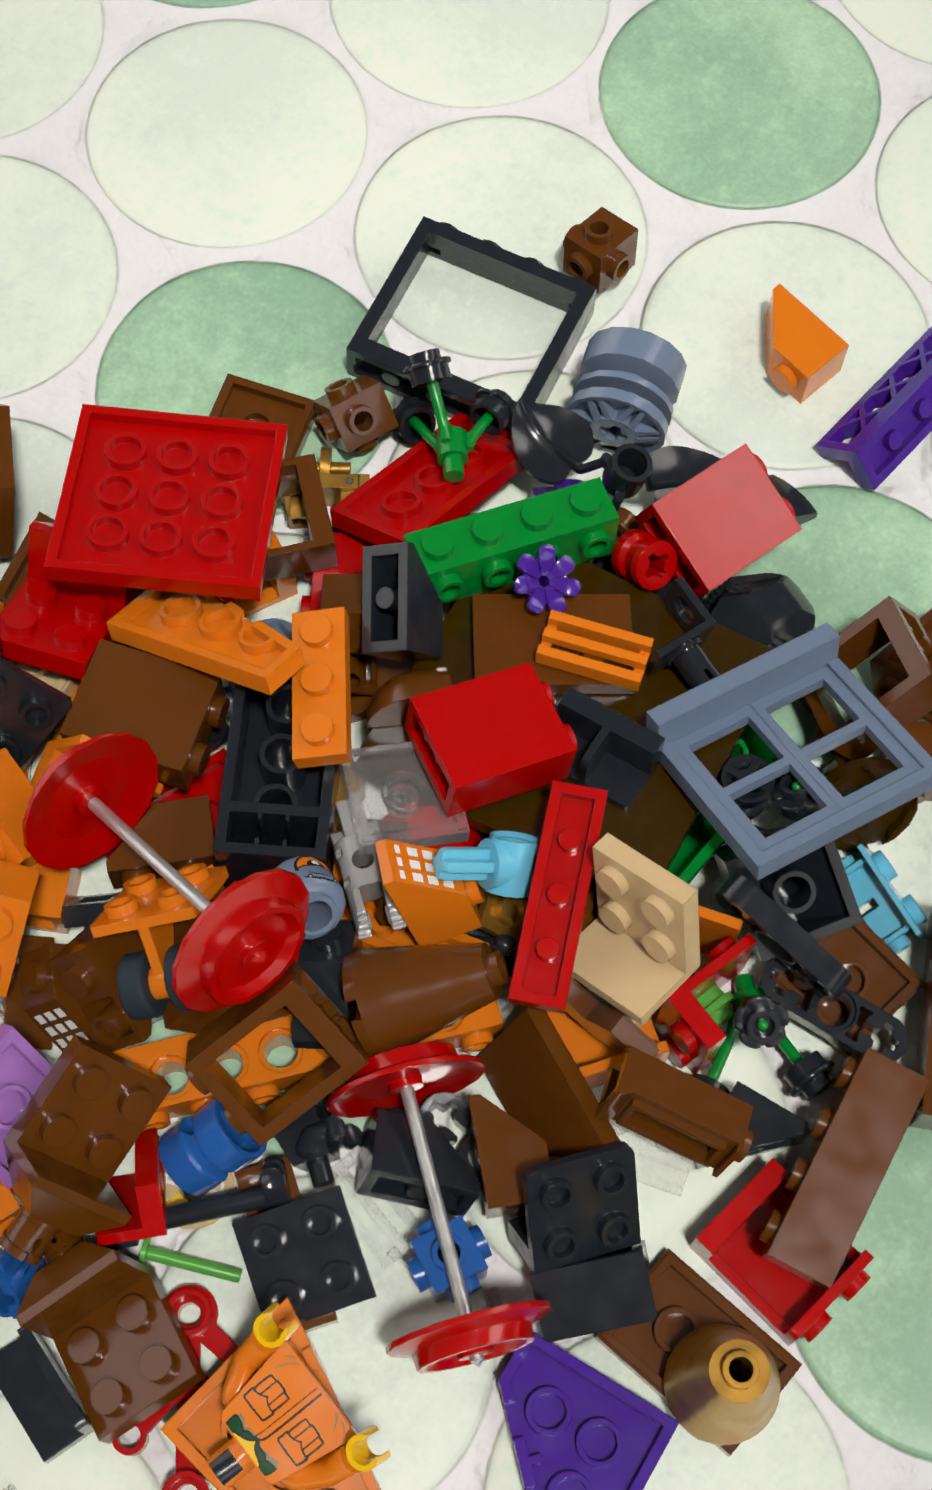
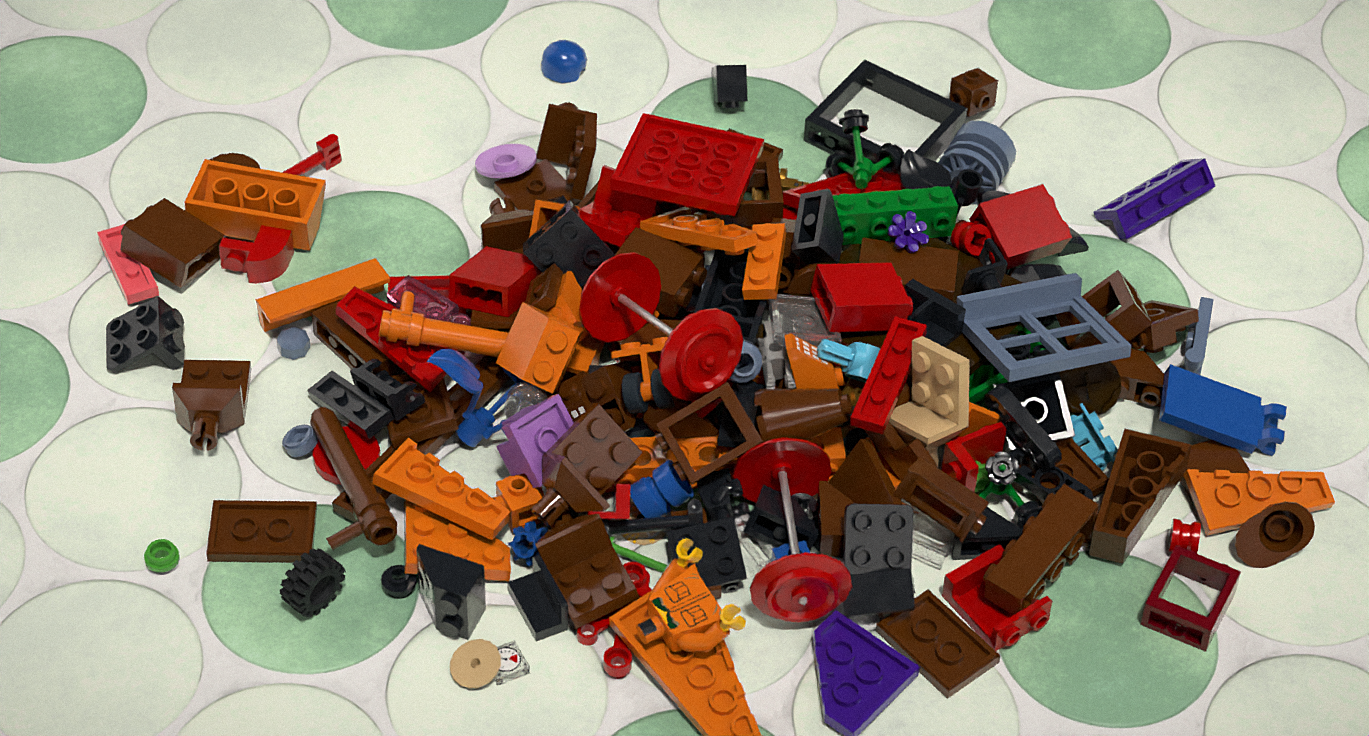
camera: 10 degrees right, 20 degrees down
(218, 291) = (730, 85): none -> black slope
(354, 414) = (804, 155): reddish brown brick -> none
(598, 643) = (931, 270): orange tile -> none
(705, 1394) = (950, 641): pearl gold cone -> none
(799, 347) = (1093, 159): orange slope -> none

